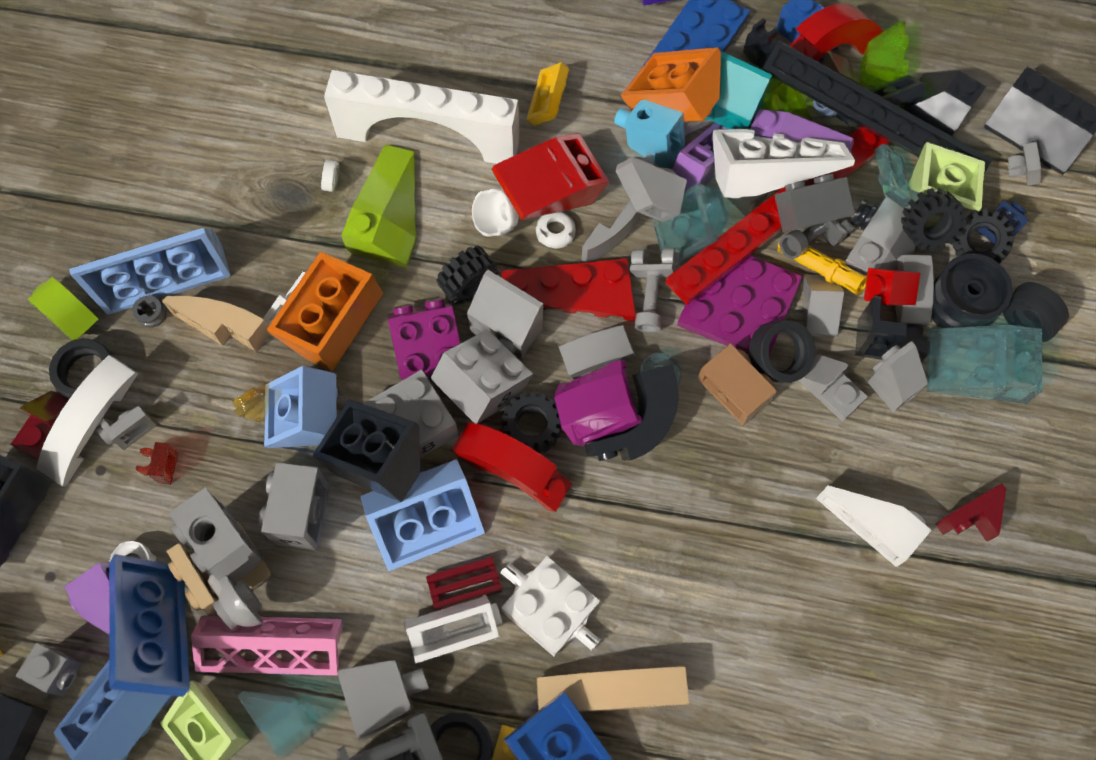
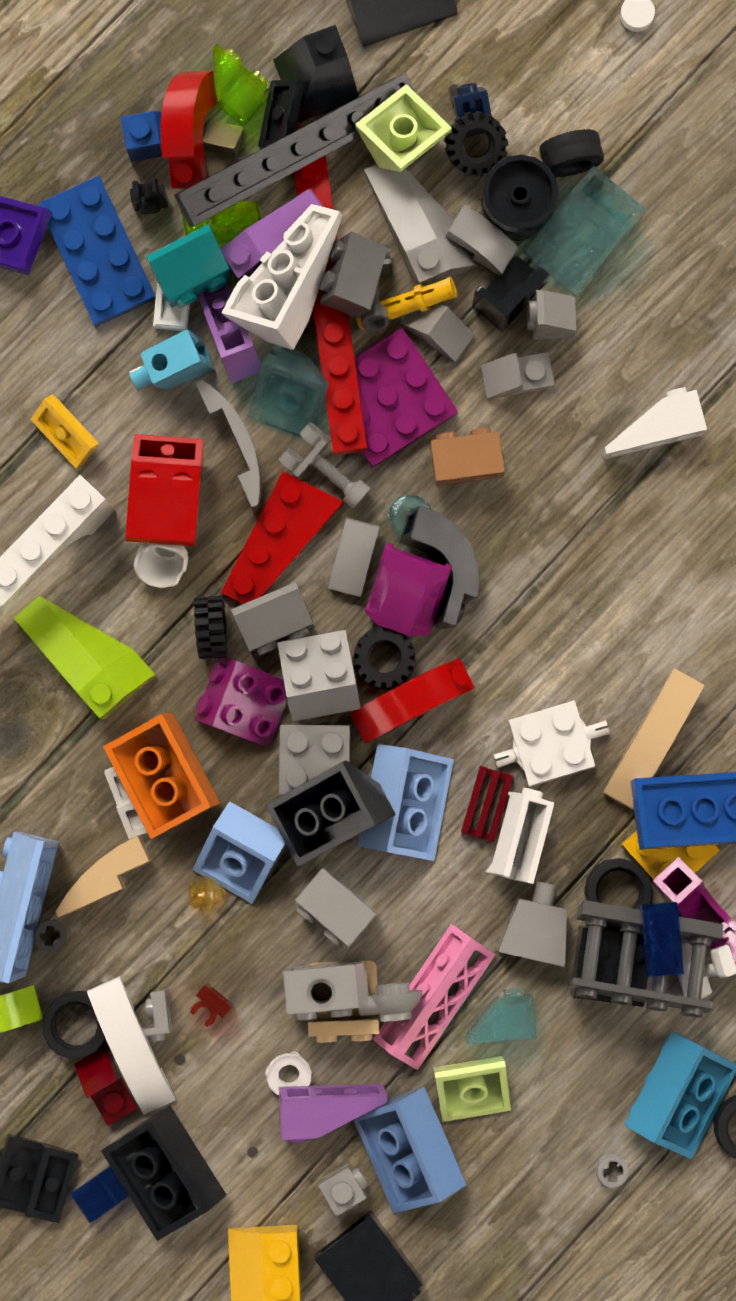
camera: 55 degrees left, 15 degrees up
(147, 628) = (366, 1085): blue plate -> none
(330, 175) = (18, 690): white tile -> none
(555, 240) = (223, 516): white piece -> none
(652, 189) = (243, 407): light grey slope -> none
(679, 81) = (147, 311): orange slope -> none
(803, 344) = (482, 388): black tyre -> none
(863, 214) = (381, 228): black bush -> none
(892, 285) = (472, 263): red brick -> none
(893, 175) = (363, 174): clear light blue plate -> none
(926, 207) = (435, 178): black tyre -> none
(983, 512) = (705, 330): dark red slope -> none
(1026, 165) = (430, 42): light grey tile -> none

